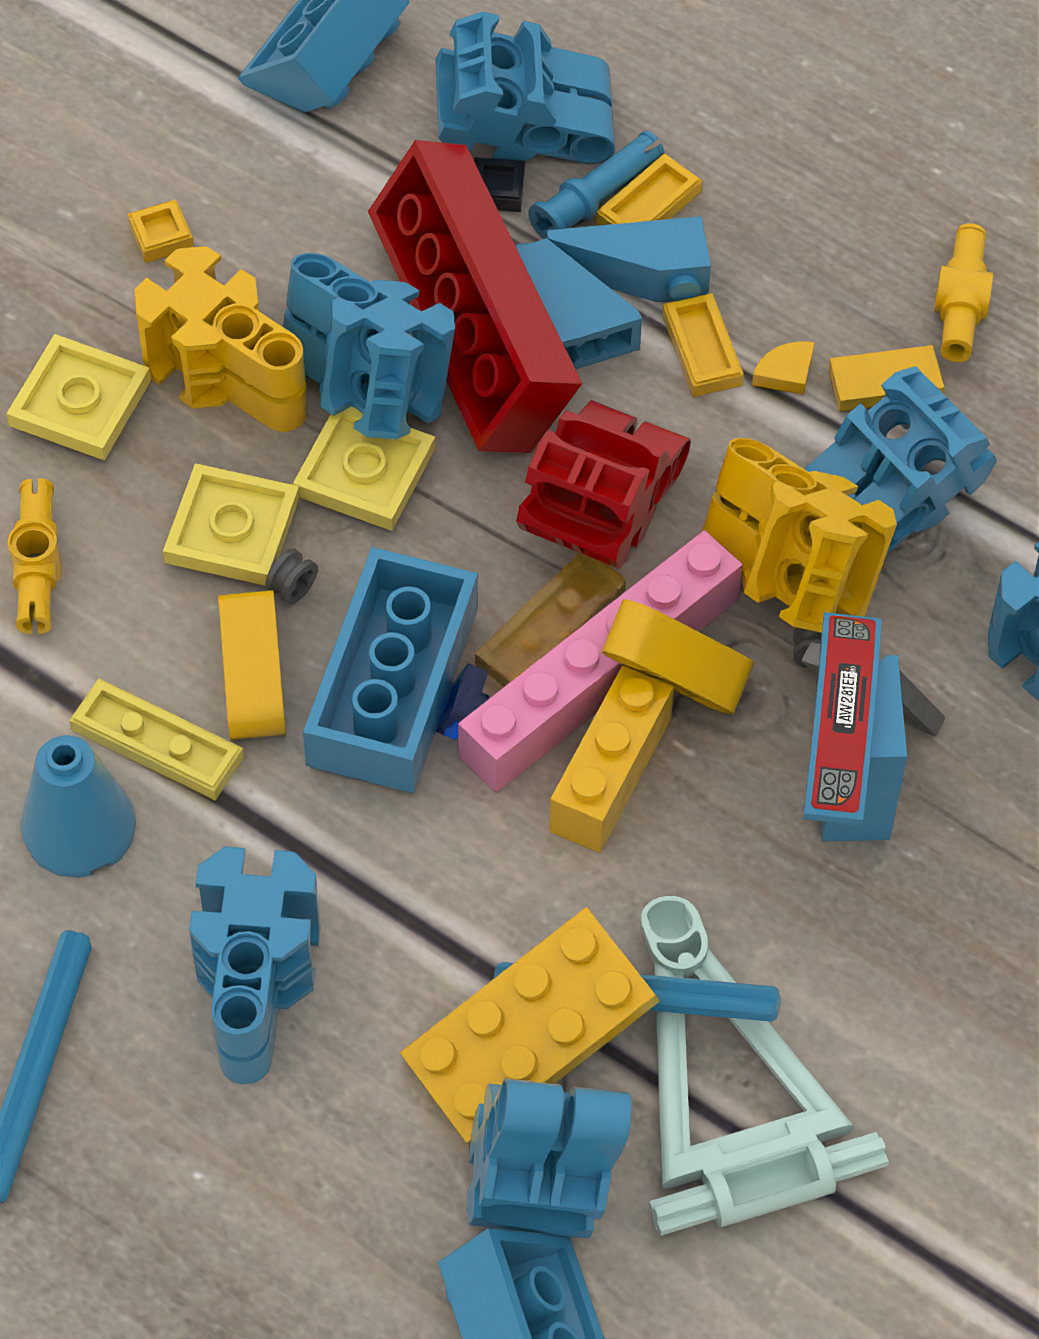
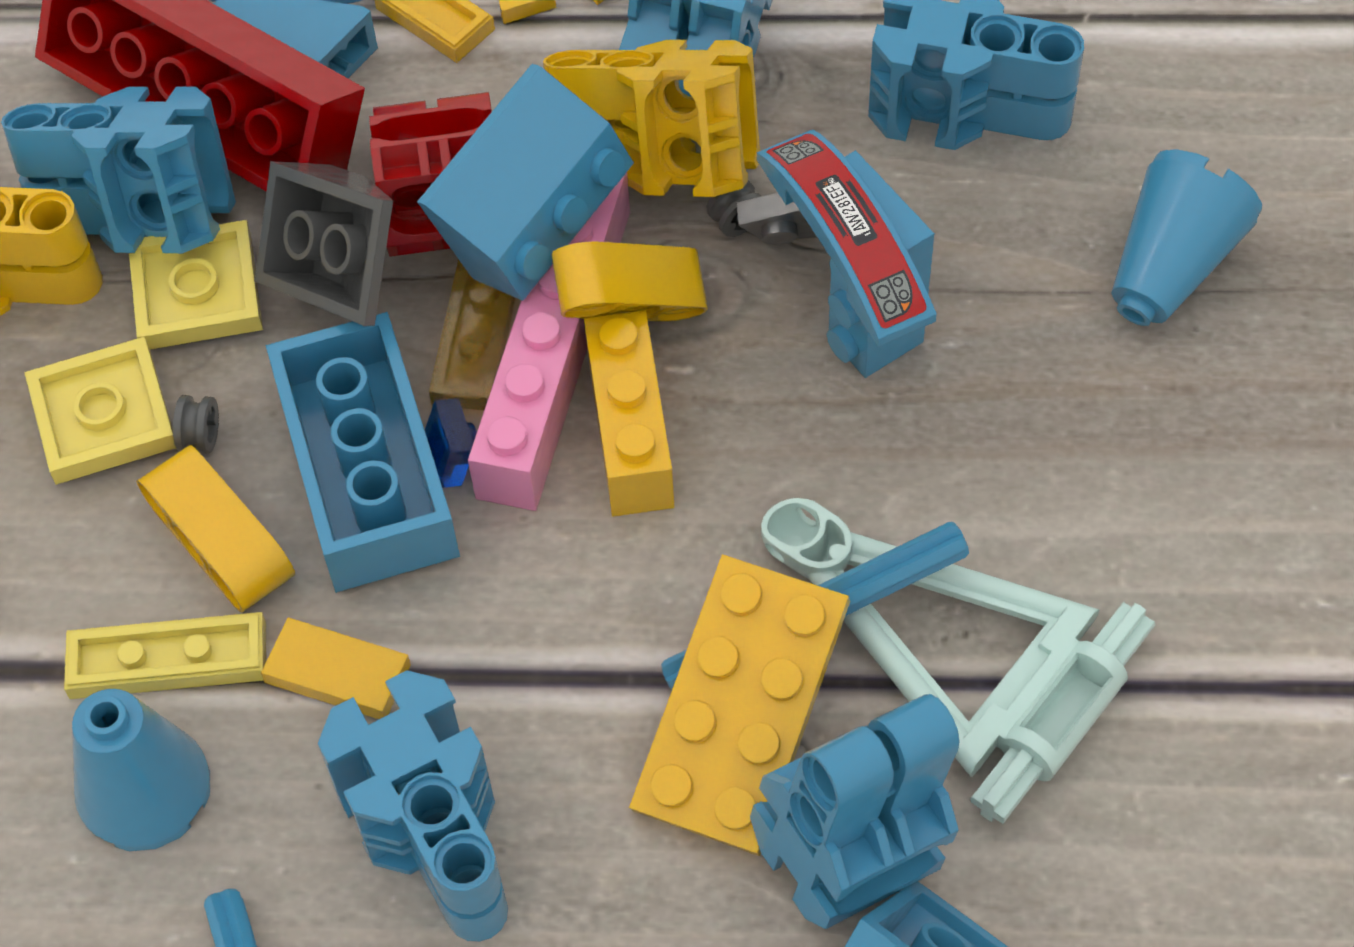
camera: 30 degrees left, 0 degrees up
(265, 817) = (333, 667): none -> yellow tile
(468, 485) = (324, 238): none -> dark grey slope
(641, 532) = (525, 183): none -> dark azure slope

